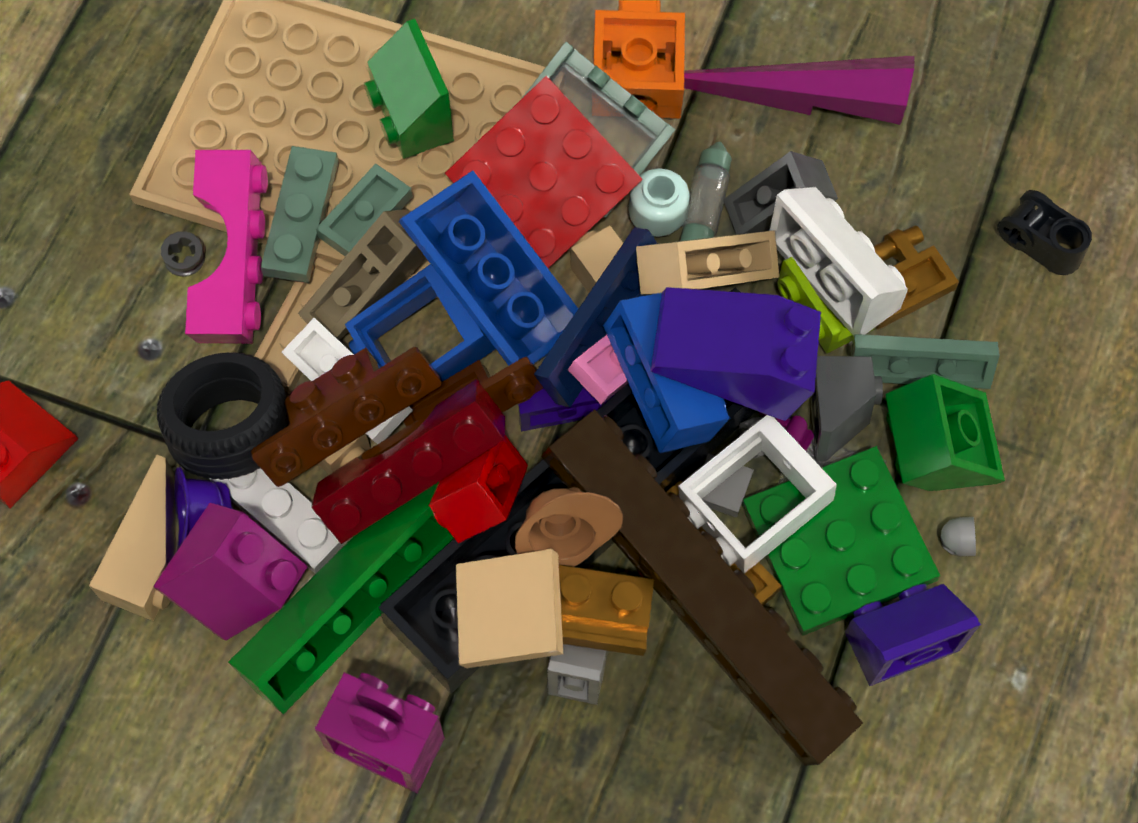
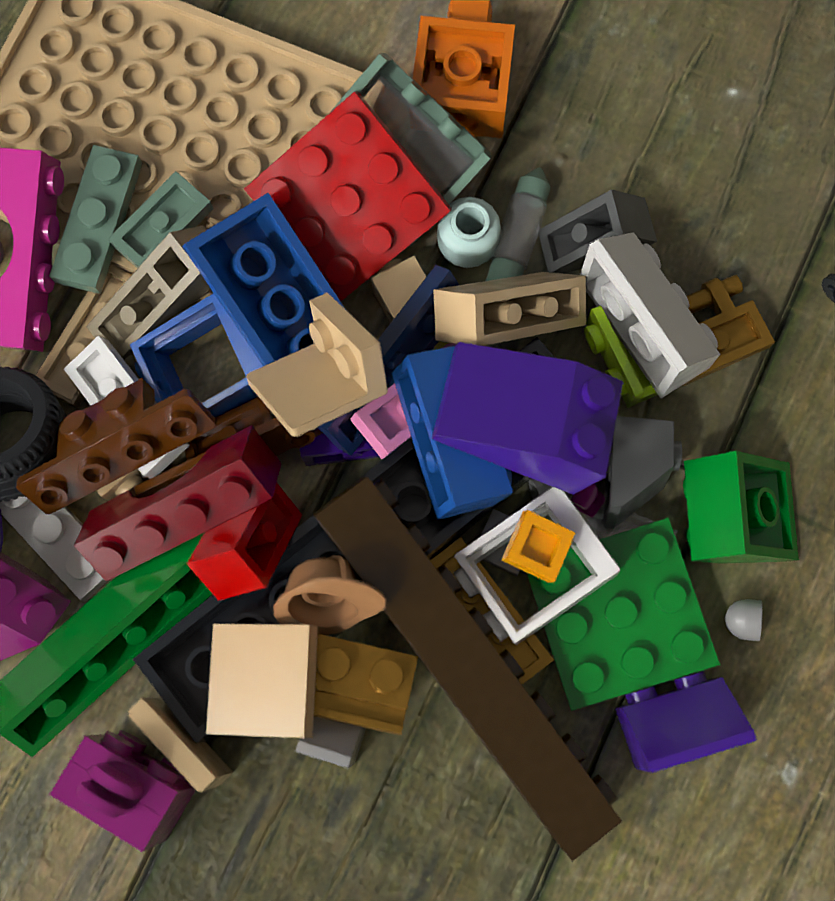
camera: 10 degrees right, 10 degrees up
(409, 93) = (215, 97): green slope -> none
(430, 685) = (193, 760): none -> tan tile
(555, 323) = (325, 378): none -> tan bracket
(758, 466) = (538, 546): none -> light orange plate
(856, 87) = (688, 116): magenta wedge -> none
(912, 358) = (733, 426): sand green plate -> none

